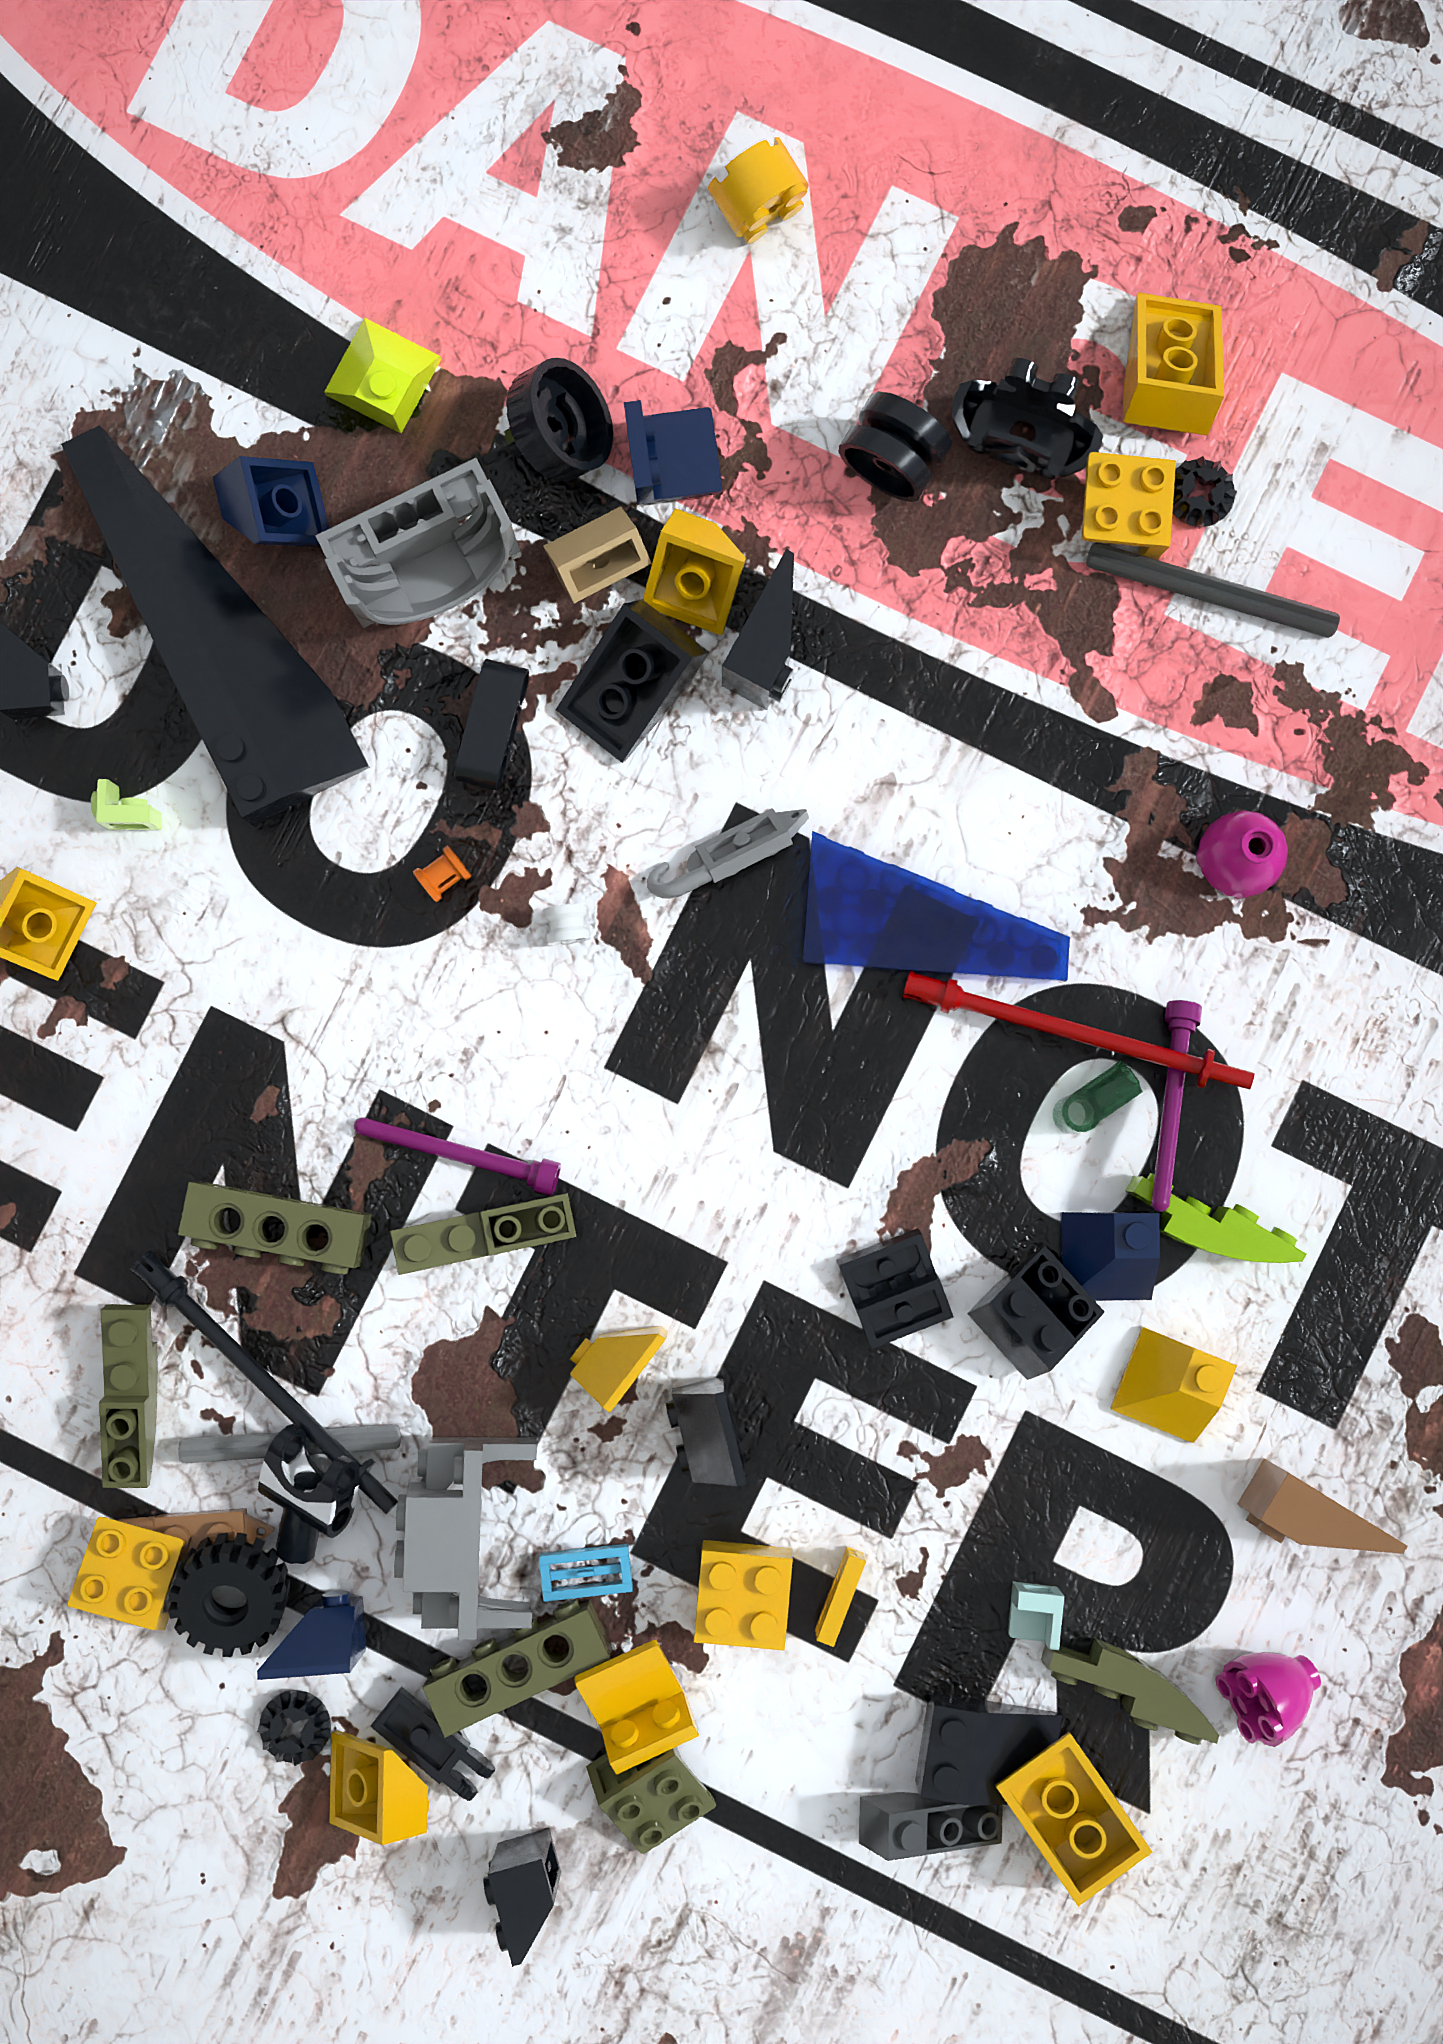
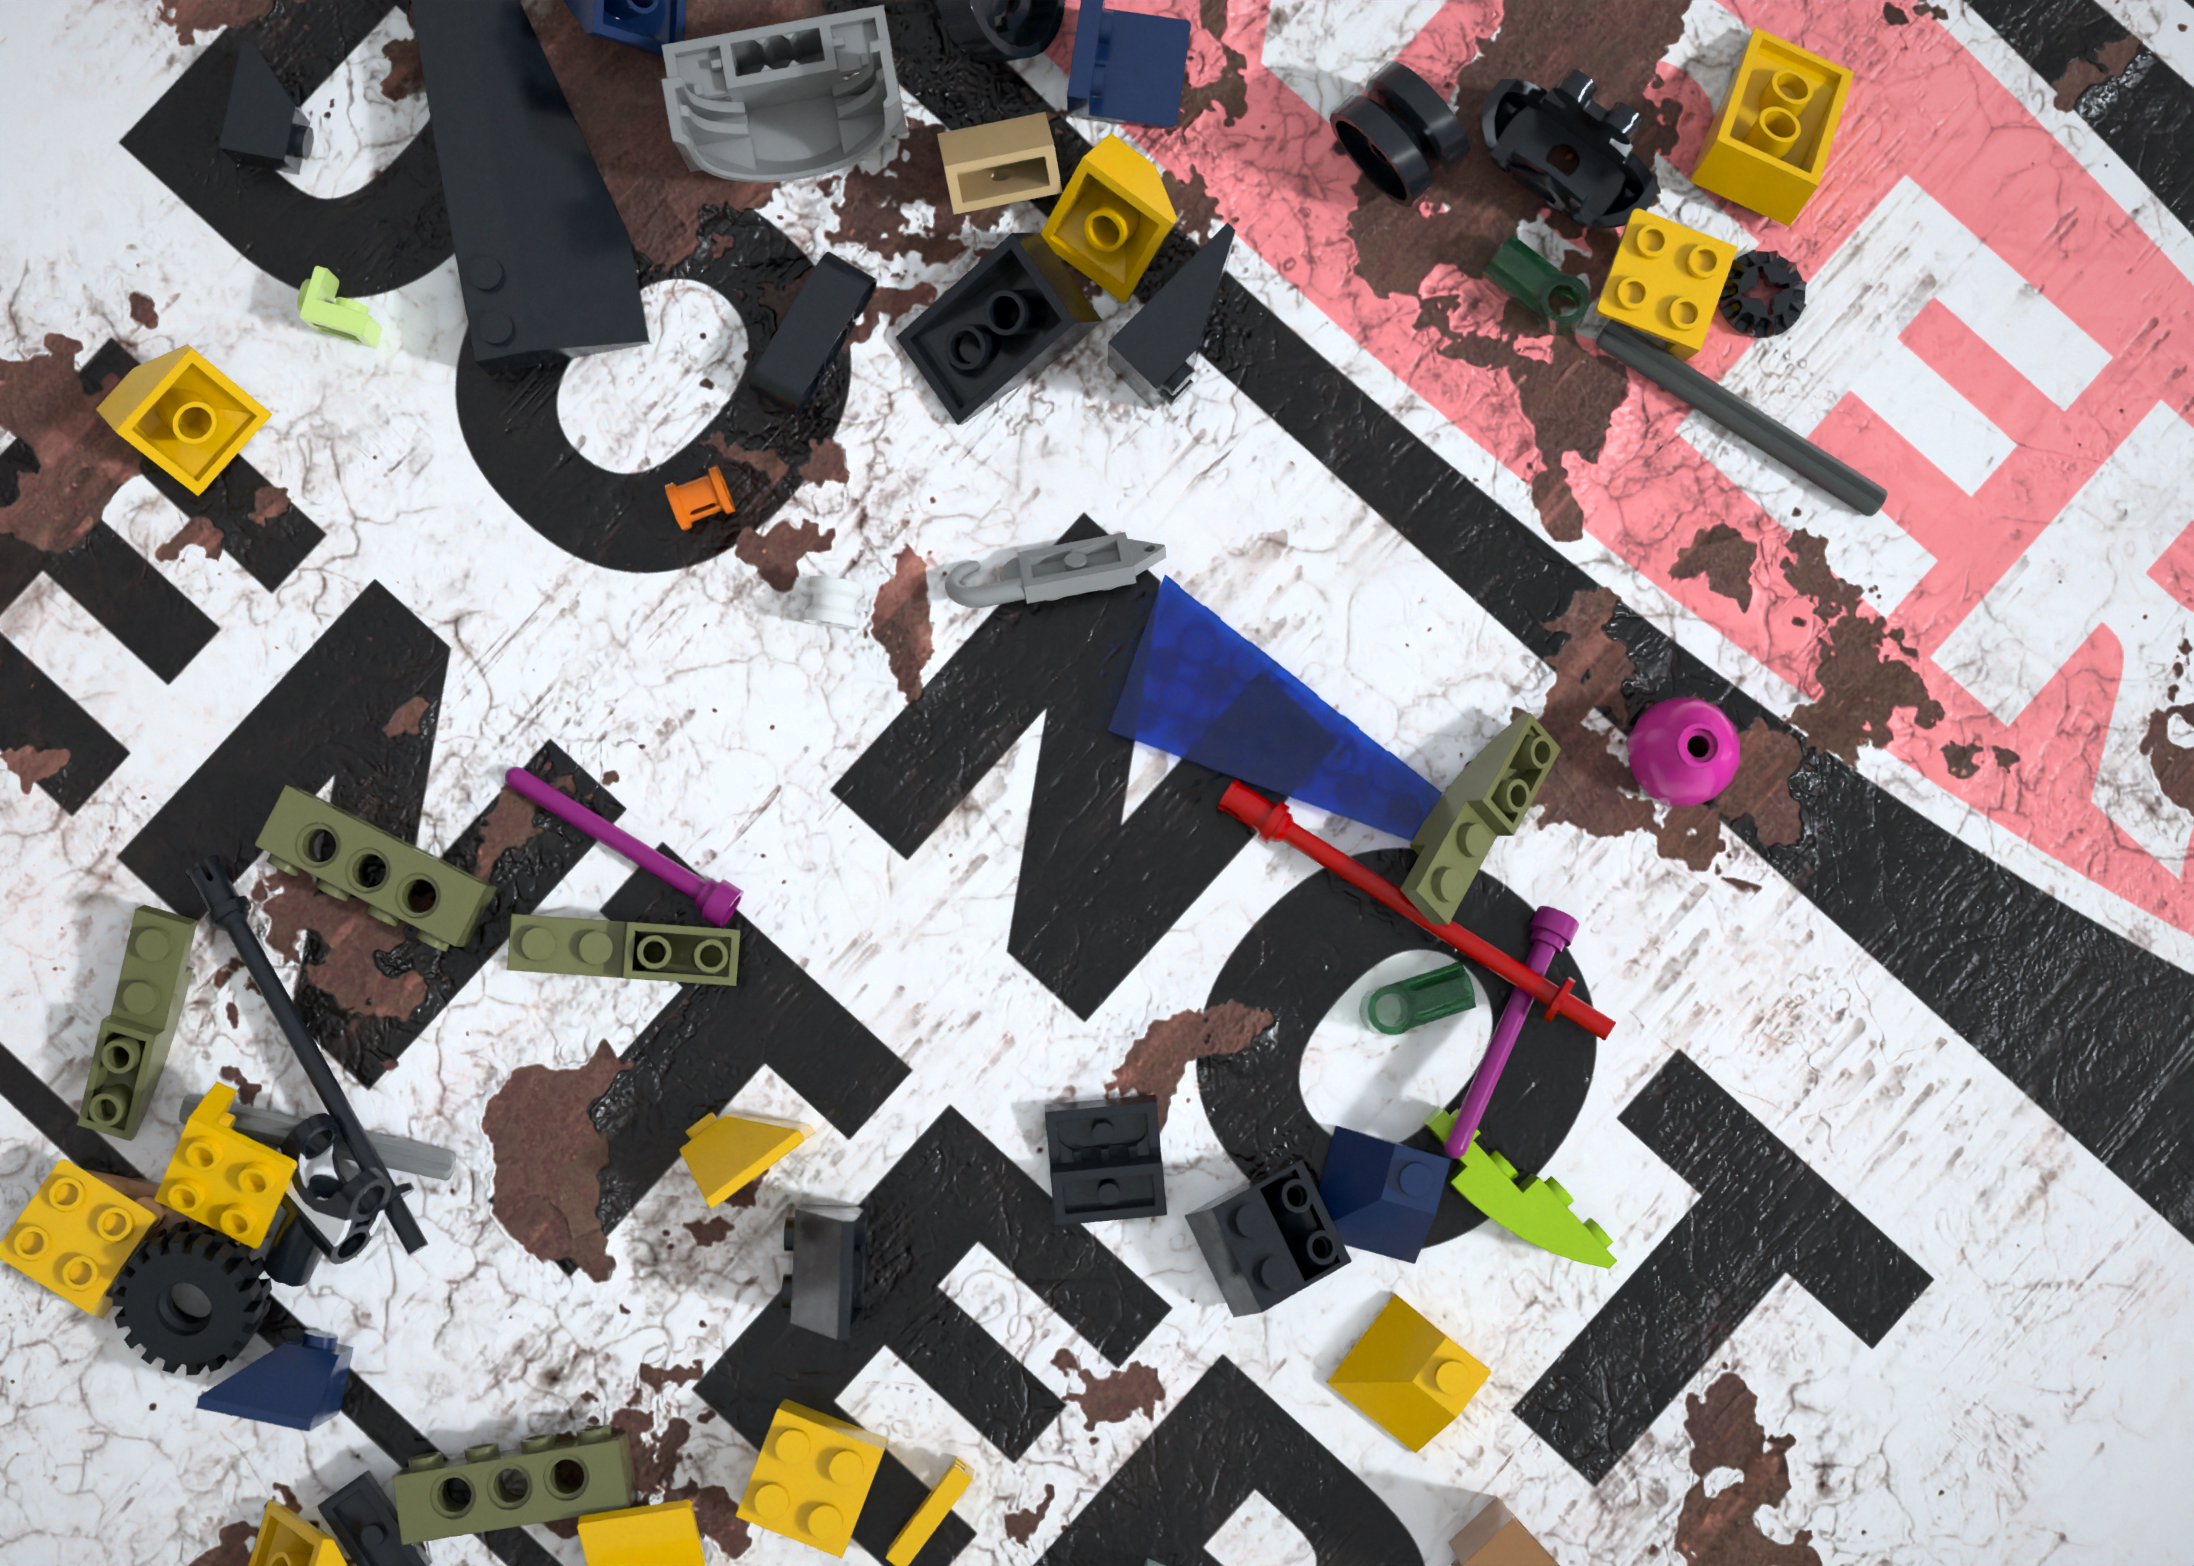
camera: 15 degrees right, 0 degrees up
(227, 1494) = (225, 1175): none -> yellow bracket
(296, 1706) = (235, 1457): black gear -> none
(444, 1536) = (469, 1300): light grey piece -> none
(583, 1554) = (626, 1418): medium azure tile -> none
(1026, 531) = (1533, 282): none -> clear green piece
(1101, 938) = (1476, 808): none -> olive slope

